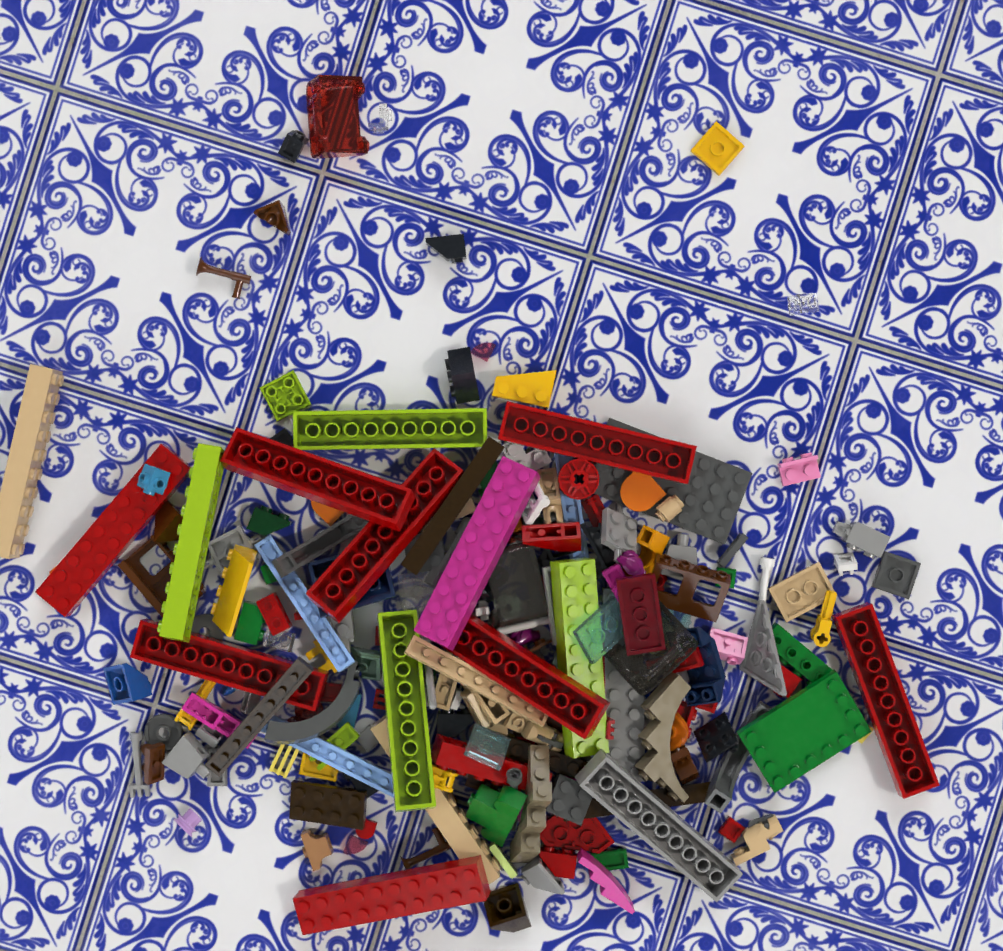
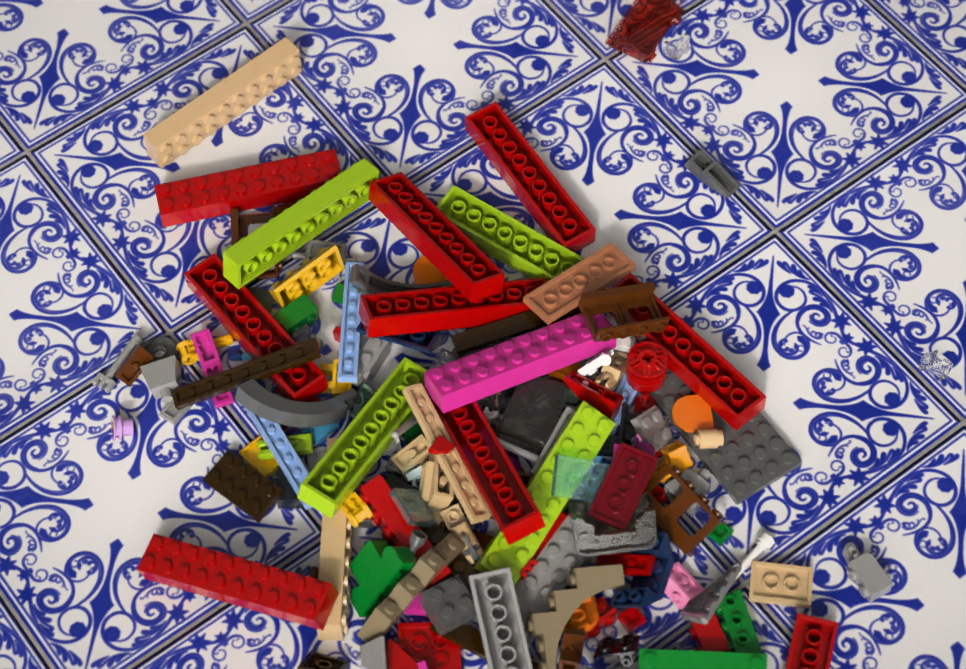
camera: 30 degrees right, 30 degrees down
(126, 683) = (164, 298): blue slope -> none
(153, 480) = (309, 160): dark azure brick -> none
(207, 737) = (193, 371): light grey piece -> none
(238, 277) = (485, 85): reddish brown piece -> none
(266, 522) = (370, 253): dark green slope -> none
(274, 215) = (546, 59): reddish brown slope -> none
(274, 613) = (321, 318): red bracket -> none
(278, 771) = (237, 430): light yellow tile -> none
(285, 395) = (456, 175): lime tile -> none
(293, 145) = (596, 26): black bracket -> none
(316, 847) = (204, 516): medium nougat brick -> none
(348, 354) = (529, 178): none -> red brick
(354, 845) = (237, 538): clear pink tile -> none
(368, 831) = (257, 531): red tile -> none
(449, 247) = (665, 156): black slope -> none
(462, 375) = (609, 233): black brick -> none
(473, 443) = (591, 274): none -> nougat plate
(473, 684) = (441, 446): none -> red tile
(483, 350) = (638, 244): clear pink tile -> none
(501, 238) = (712, 174): none -> dark grey slope
(503, 860) = (352, 629): yellowish green tile -> none
(523, 449) = (618, 302): none -> reddish brown window
(526, 388) = (668, 287): yellow wedge -> none
(717, 148) = (938, 216): yellow tile -> none
(732, 549) = (741, 510): dark grey tile -> none
(799, 470) = (846, 486): bright pink bracket -> none
(823, 621) = (784, 616): yellow connector -> none
(845, 562) = (836, 584): white tile -> none
(896, 575) = (878, 627): dark grey tile -> none

